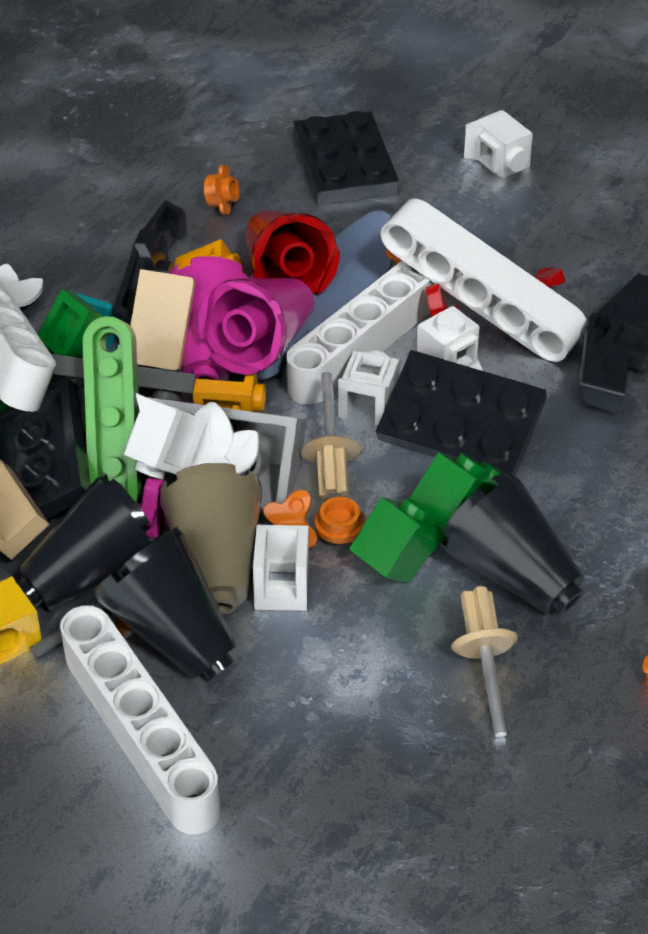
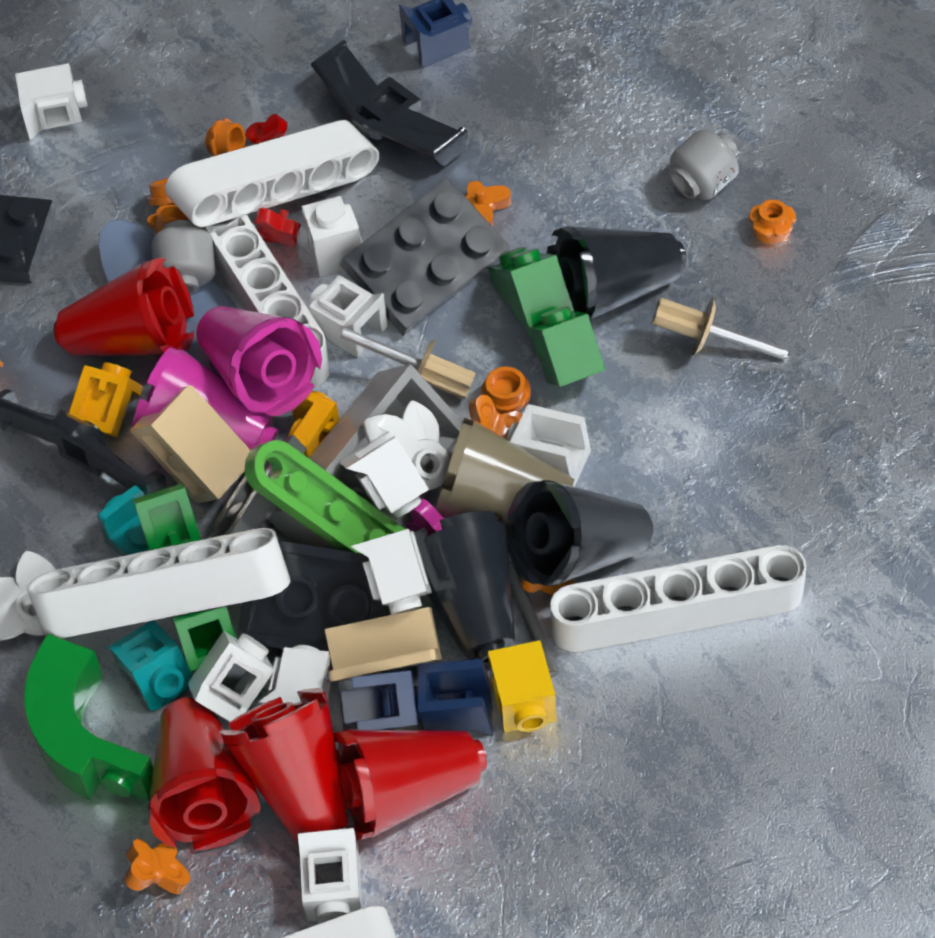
camera: 65 degrees left, 10 degrees up
(55, 471) = (395, 570): none -> white window
(364, 260) = (188, 250): none -> light grey head
(534, 250) = (224, 137): none -> orange plate
(557, 442) = (488, 198): none -> orange piece

